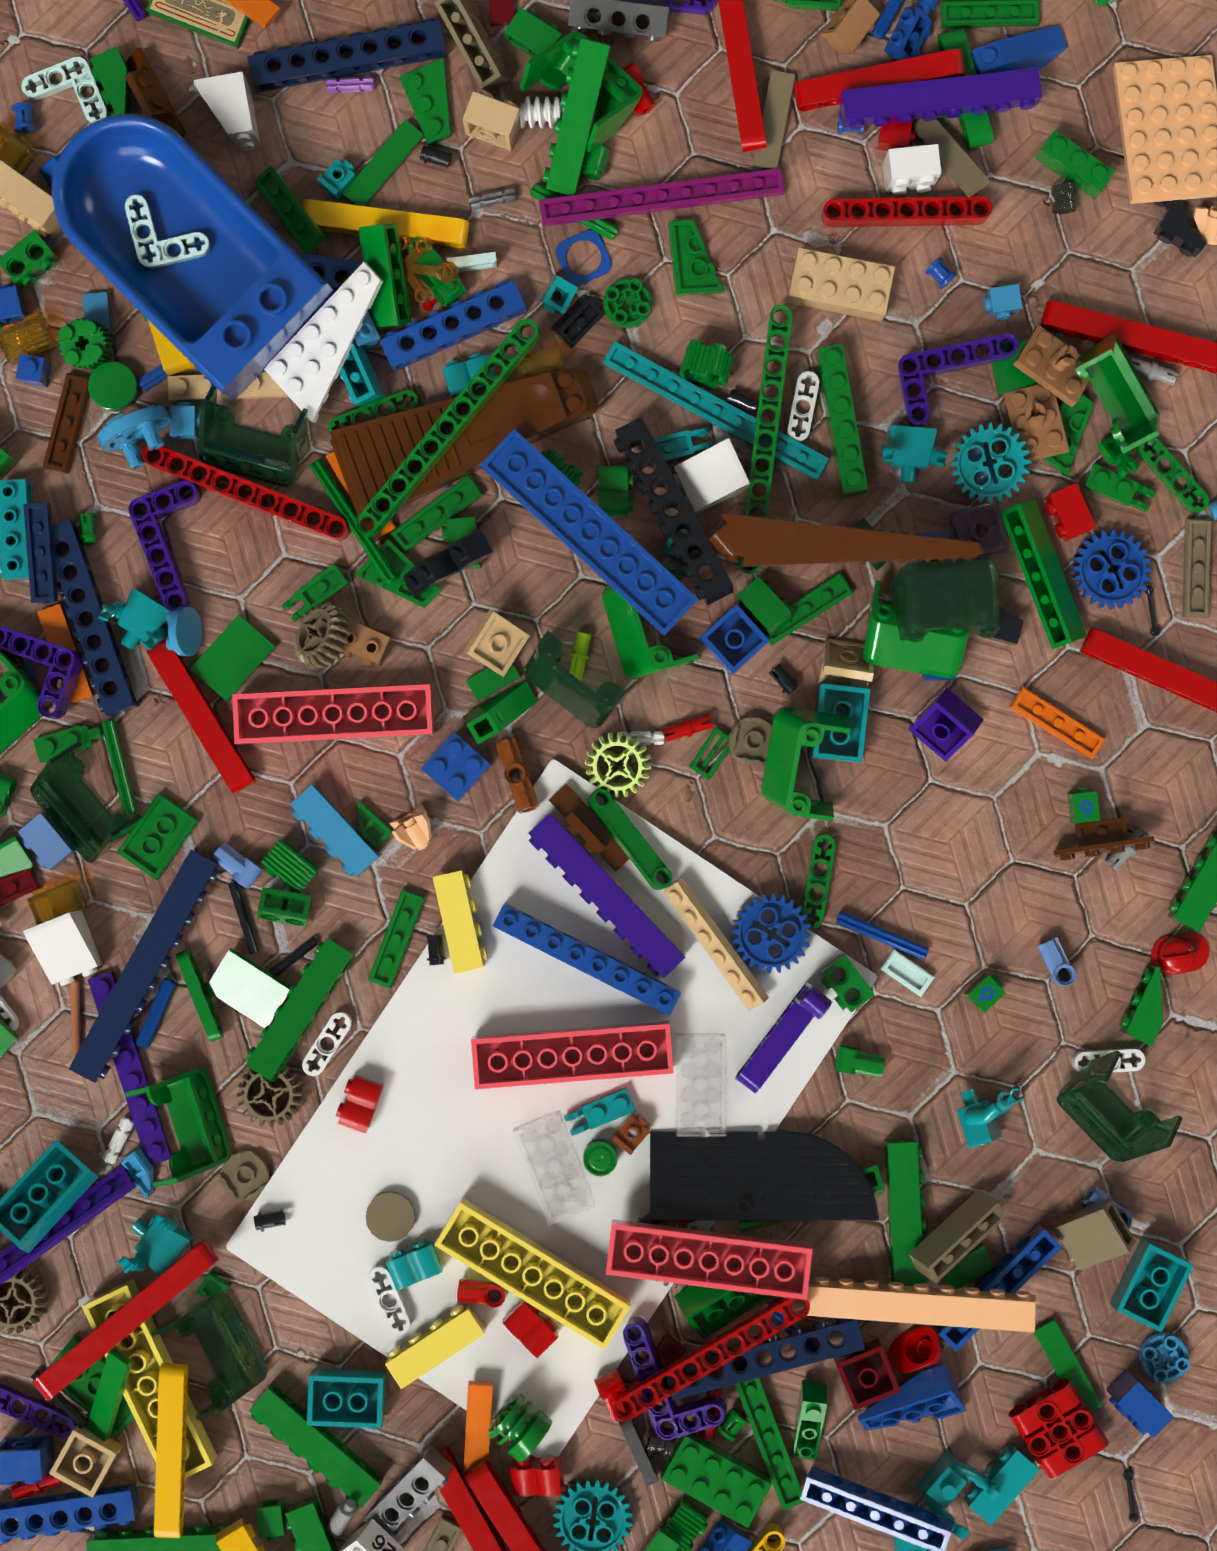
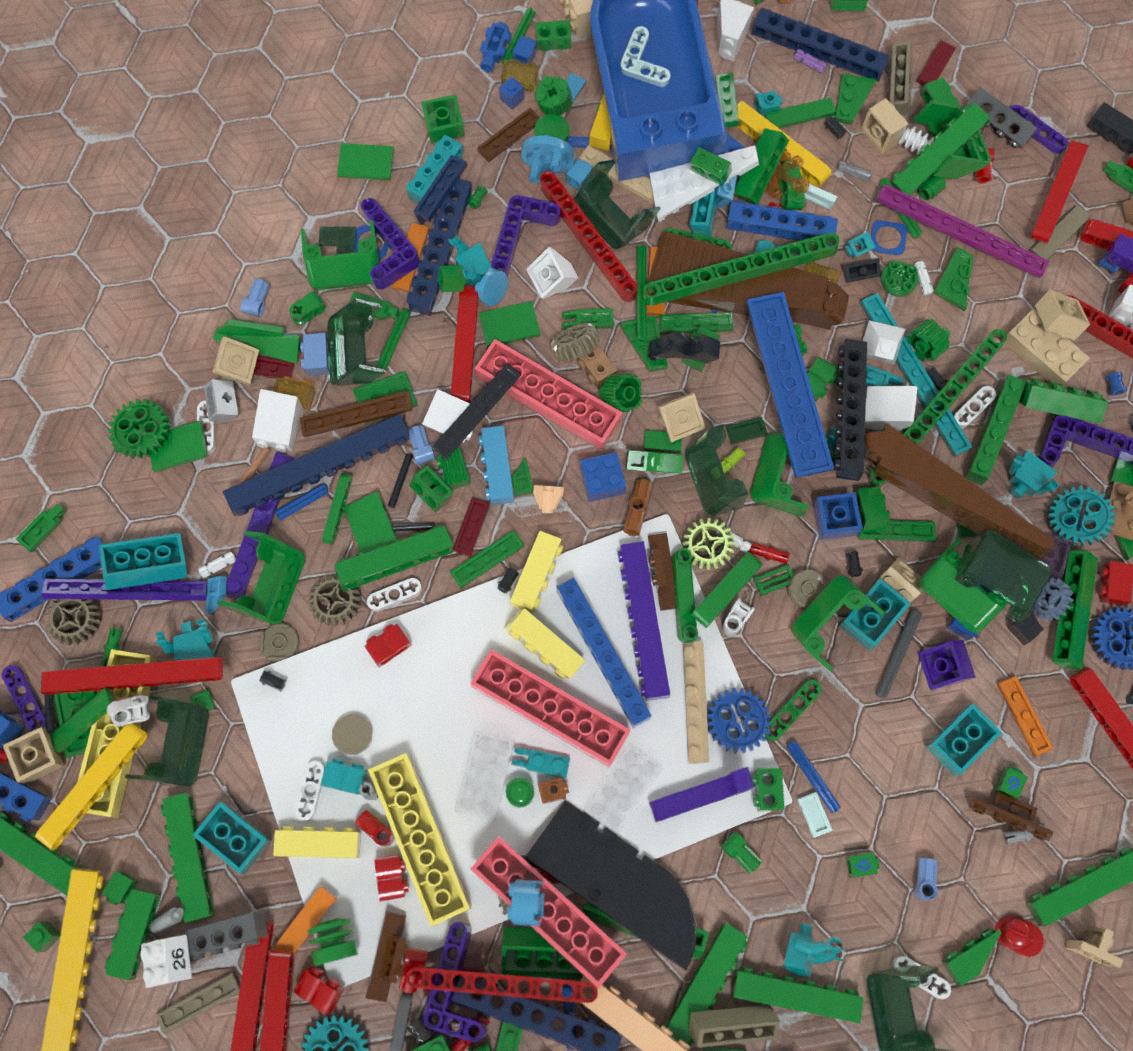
camera: 35 degrees right, 15 degrees down
(75, 1298) = (112, 643): none -> green pin
(133, 656) = (451, 278): none -> green brick
(143, 880) = (356, 414): none -> reddish brown plate
(151, 1357) = (131, 710): none -> white piece
(237, 567) = (551, 273): none -> white slope
(248, 813) = (444, 412): none -> white brick
(272, 792) = (476, 411): none -> black tile
(332, 325) = (711, 166): none -> green brick
(355, 915) = (471, 527): none -> dark red tile
(412, 658) = (622, 391): none -> green brick
(449, 1265) = (368, 791): none -> light grey axle
(519, 993) = (544, 643): none -> light yellow wedge
(574, 604) = (746, 430): none -> dark green tile
(582, 1400) = (388, 957): none -> reddish brown bracket
(654, 284) = (923, 278): none -> white axle
(657, 399) = (883, 342): none -> white slope
(670, 802) = (727, 589): none -> green beam
(684, 1273) = (526, 902): none -> dark azure brick
(699, 820) = (739, 615): none -> white piece
(835, 239) = (1062, 315): none -> tan brick
(890, 745) = (899, 653): none -> dark grey axle
(895, 340) = (1063, 400): none -> green brick
(1000, 1162) = (797, 996): none -> green brick
(1010, 795) = (963, 740): none -> teal brick
(1015, 582) = (1053, 600): none -> sand blue gear

